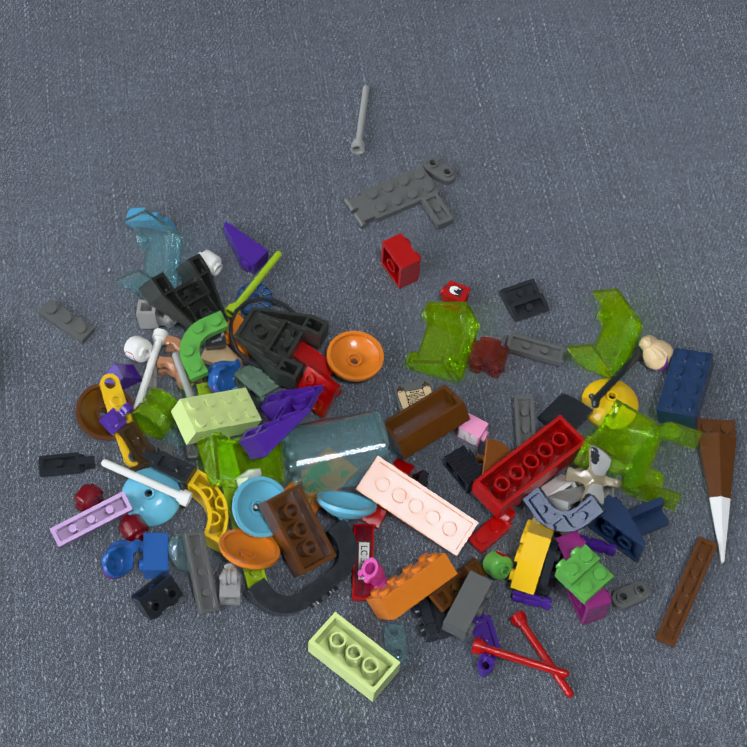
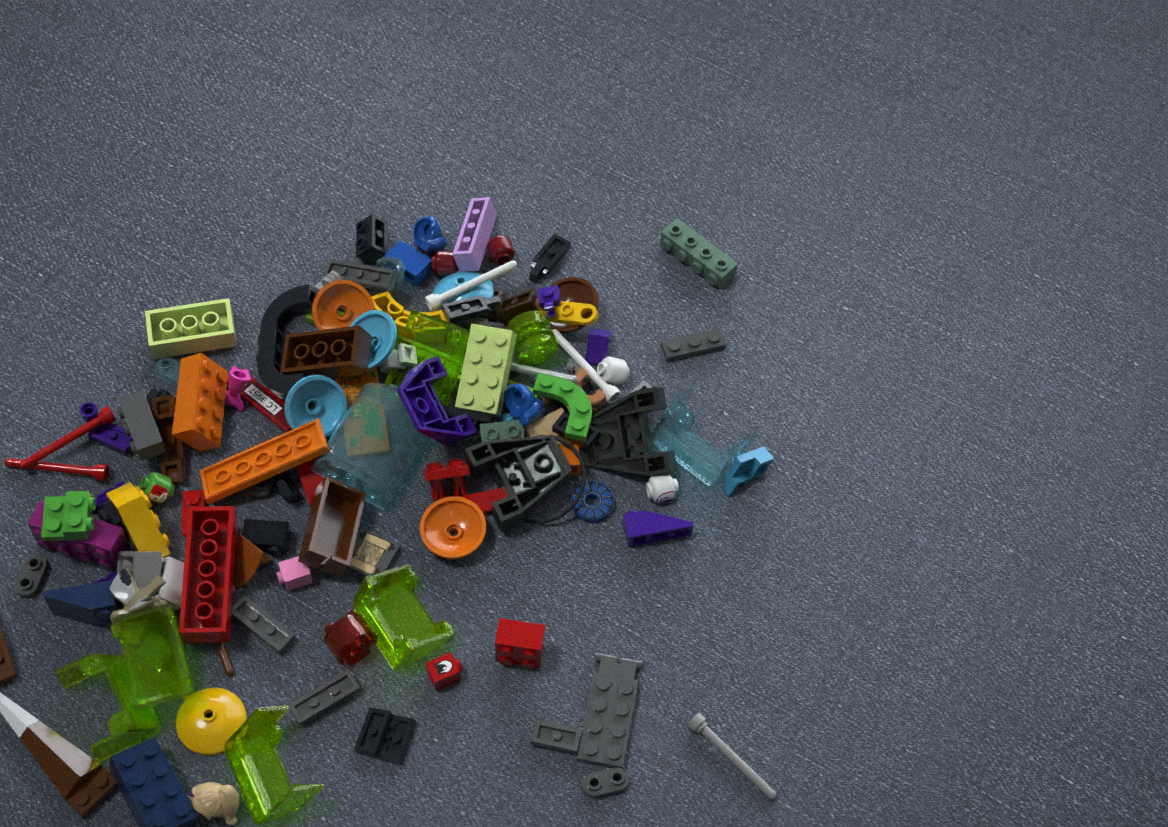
camera: 130 degrees right, 0 degrees up
(229, 310) = (592, 471): lime piece -> none
(562, 520) = (114, 549): plate -> none
(569, 408) = (235, 666): black slope -> none
(595, 398) = (217, 691): black piece -> none
(649, 516) = (78, 644): dark blue panel -> none

